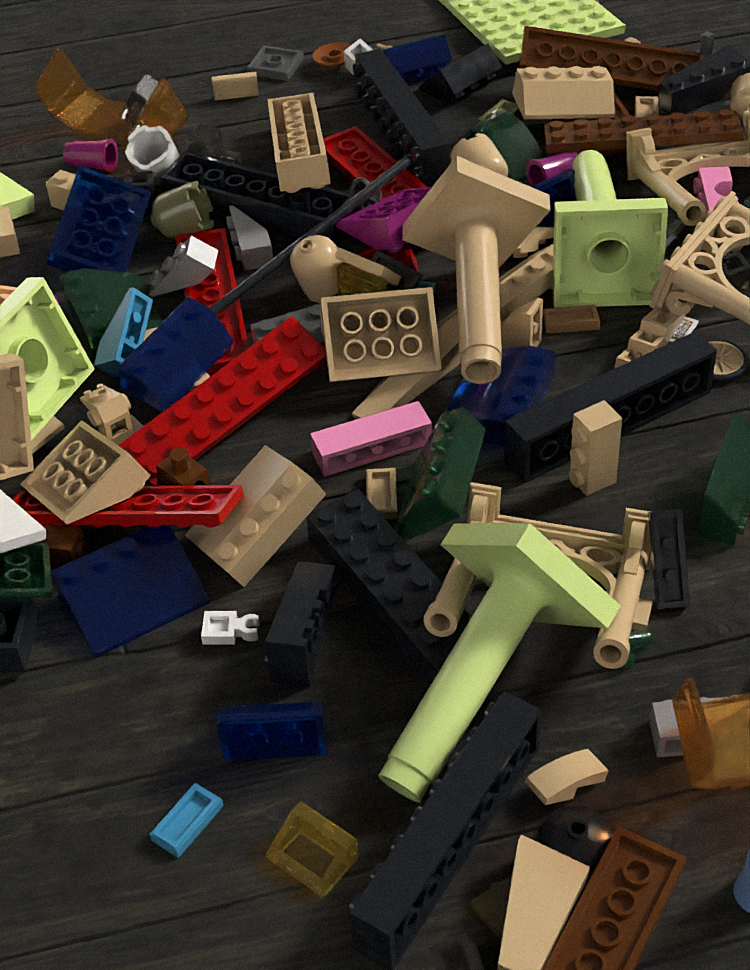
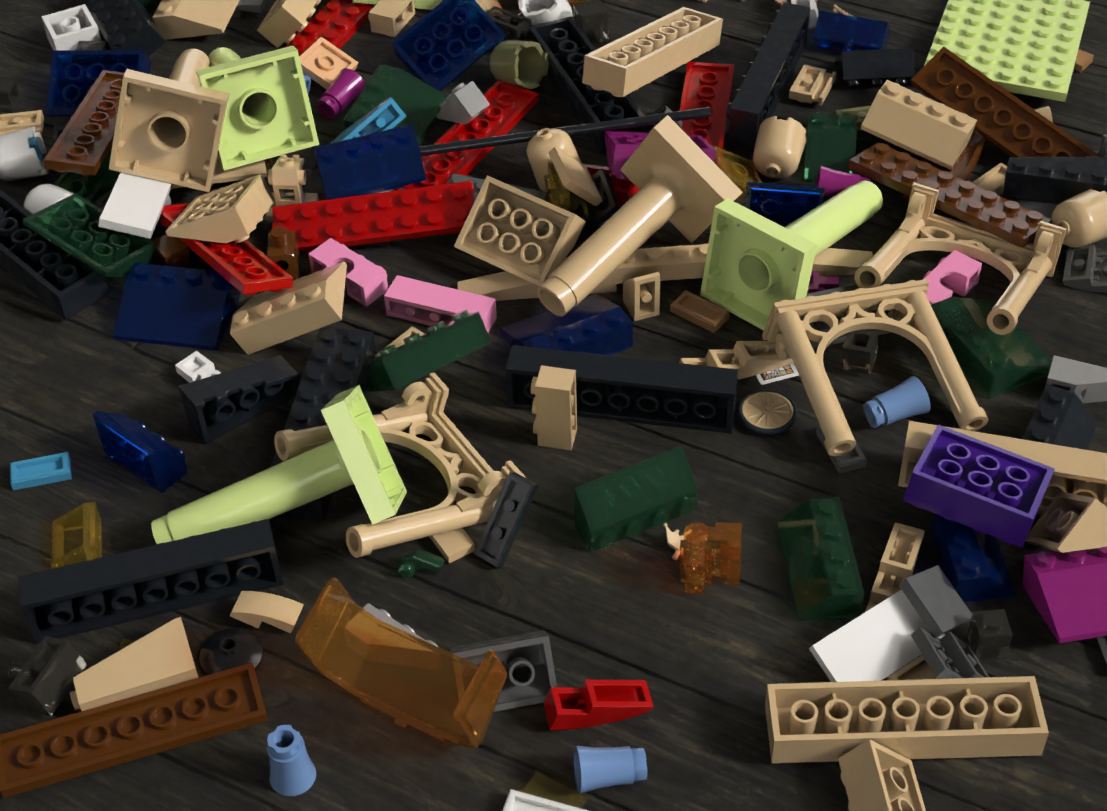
camera: 40 degrees right, 0 degrees up
(230, 456) = (363, 278): none -> bright pink arch
(249, 240) = (543, 110): light grey slope -> none
(437, 109) = (812, 85): none -> tan plate

